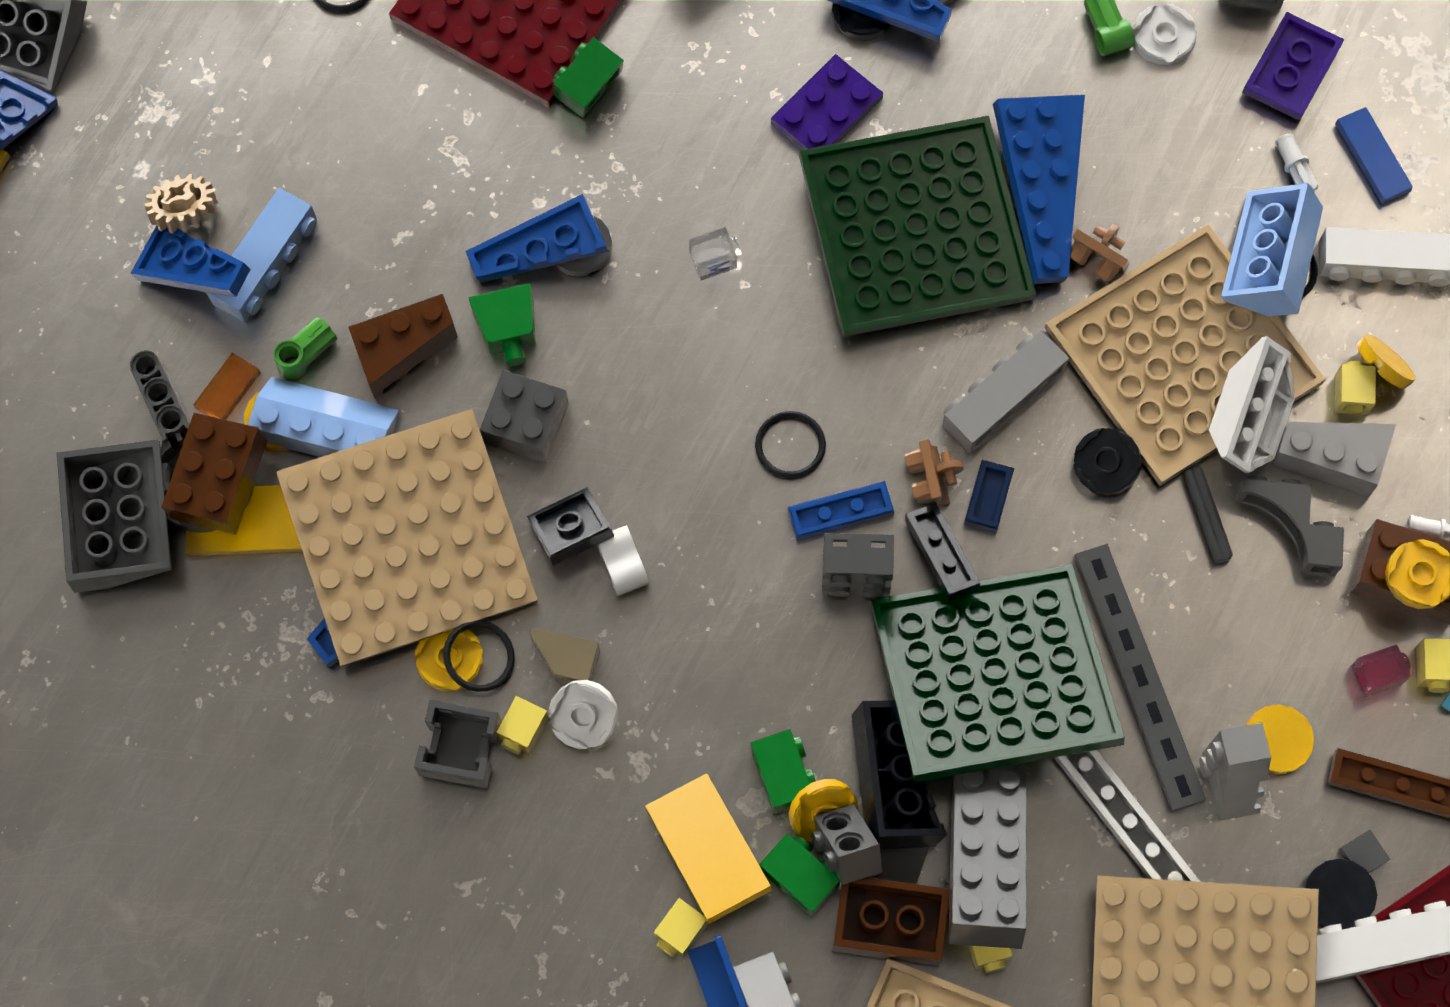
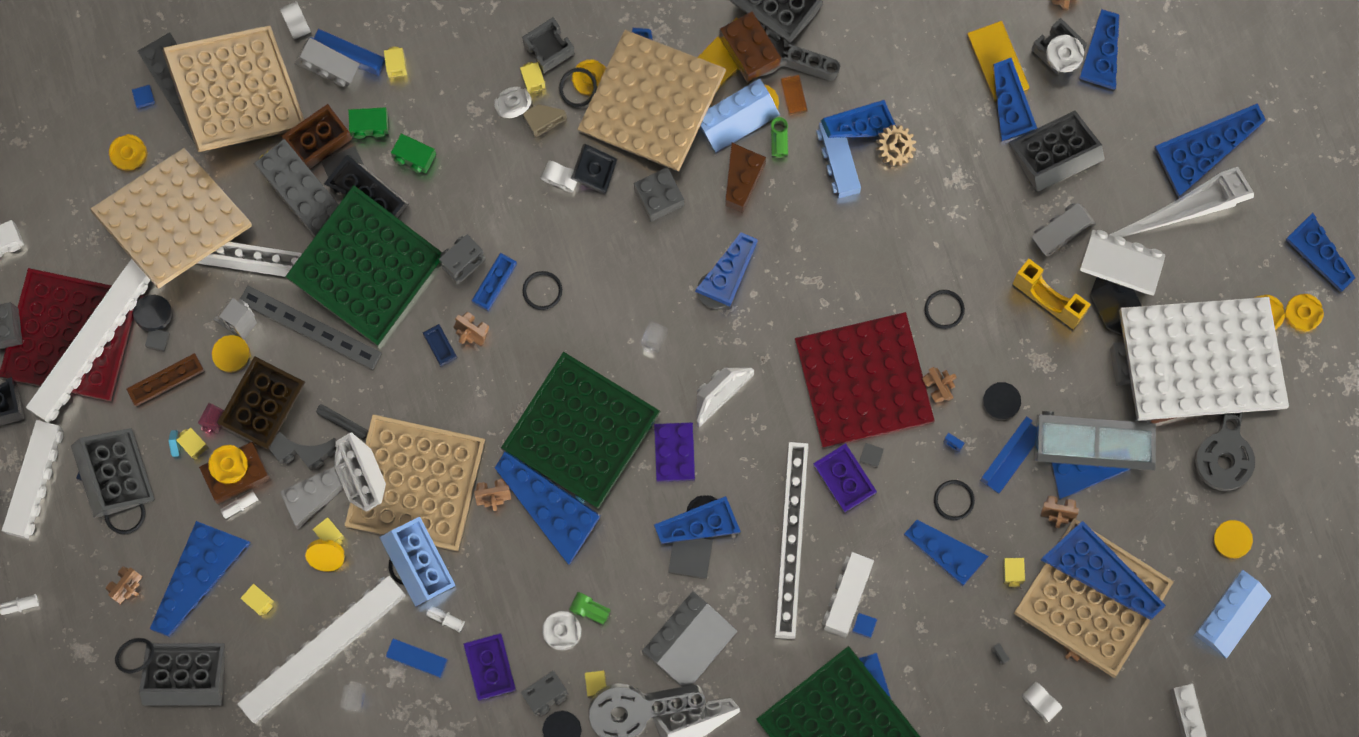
camera: 135 degrees right, 5 degrees up
(506, 321) = (708, 226): green torso -> none
(587, 76) = (787, 362): green brick -> none
(702, 119) = (719, 390): none -> white wedge
(708, 848) = (413, 98): yellow tile -> none
(818, 799) = (381, 152): yellow tile -> none
(847, 844) = (357, 147): dark grey brick -> none
(942, 551) = (434, 299): plate -> none
(1005, 391) = (474, 393): light grey brick -> none
(1107, 461) = (403, 403): black tile -> none
(1300, 622) = (260, 403): none -> dark brown slope

